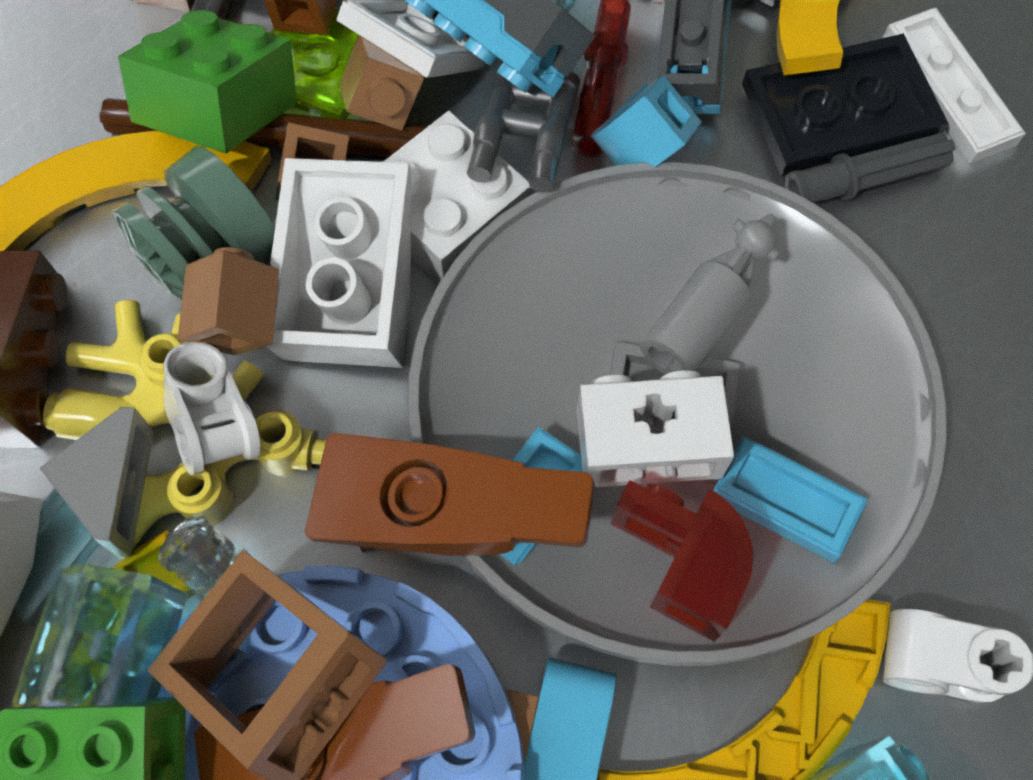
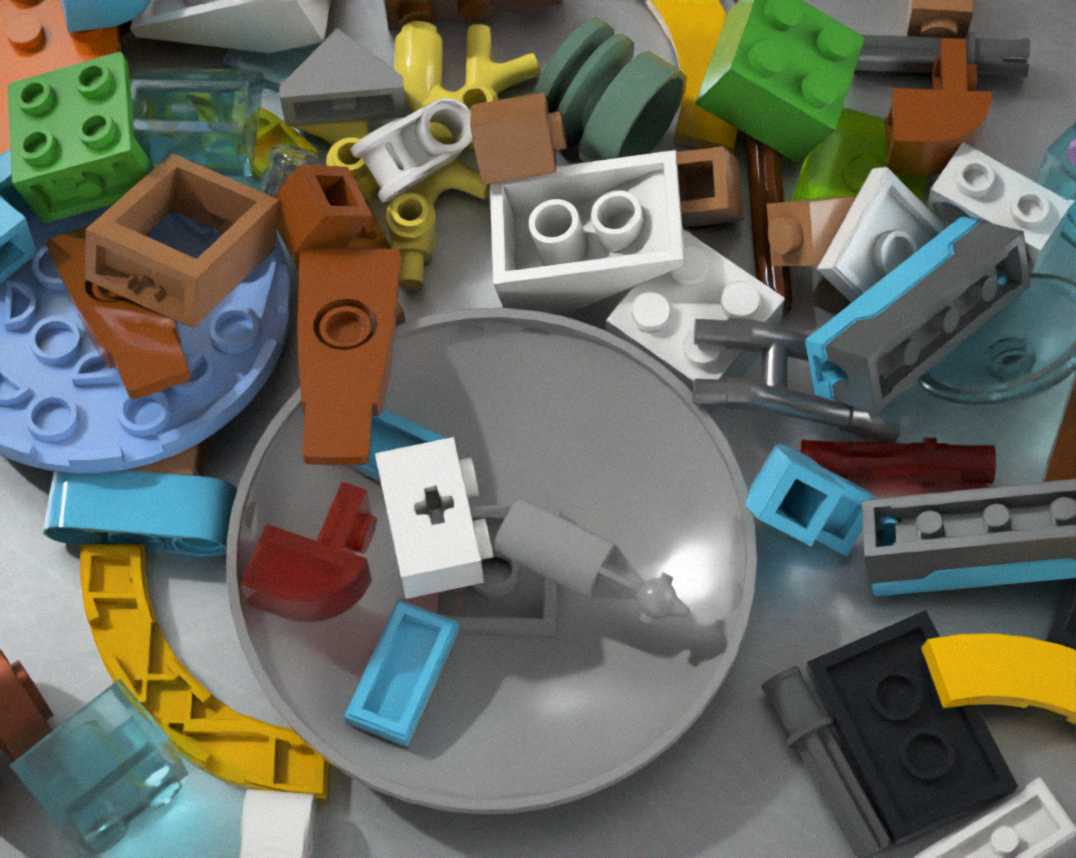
camera: 85 degrees right, 0 degrees up
(265, 512) = (325, 211): none -> dark orange brick

